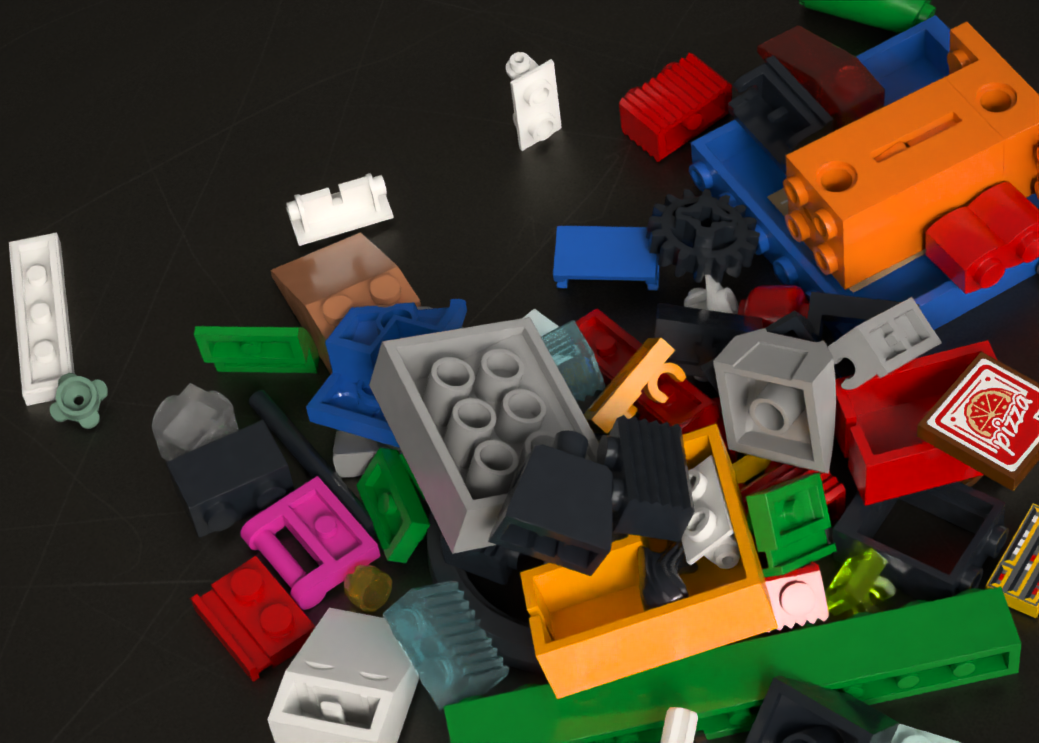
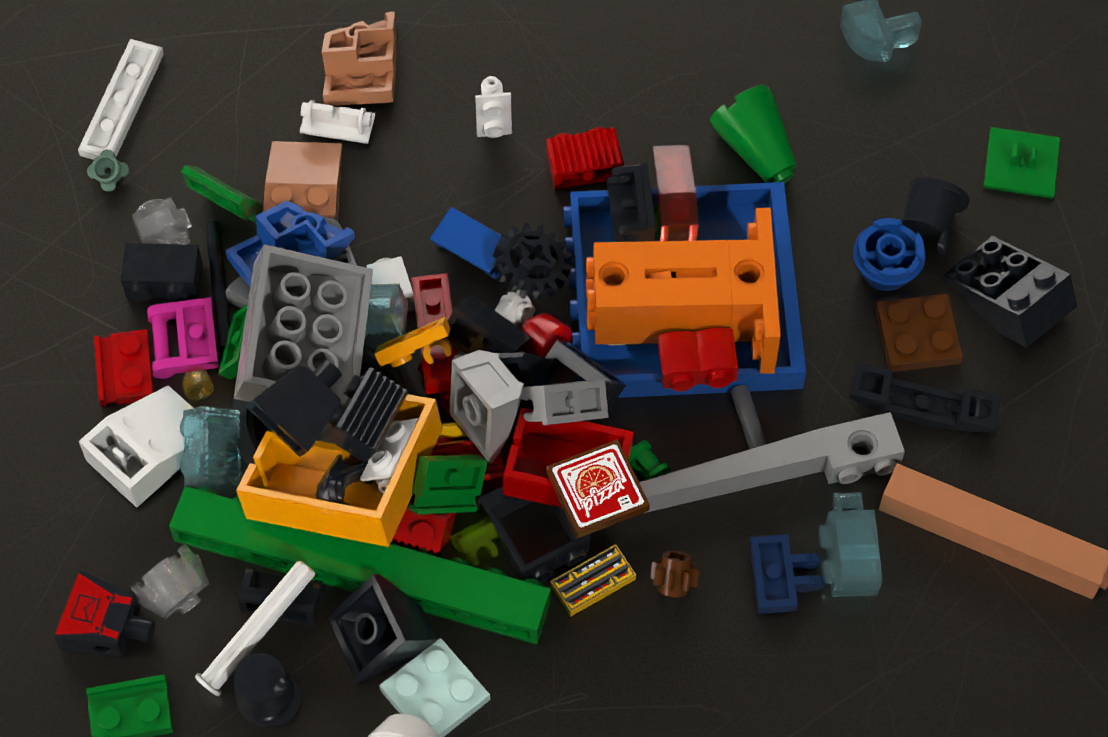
camera: 20 degrees right, 10 degrees up
(324, 134) = (360, 63): none -> nougat slope

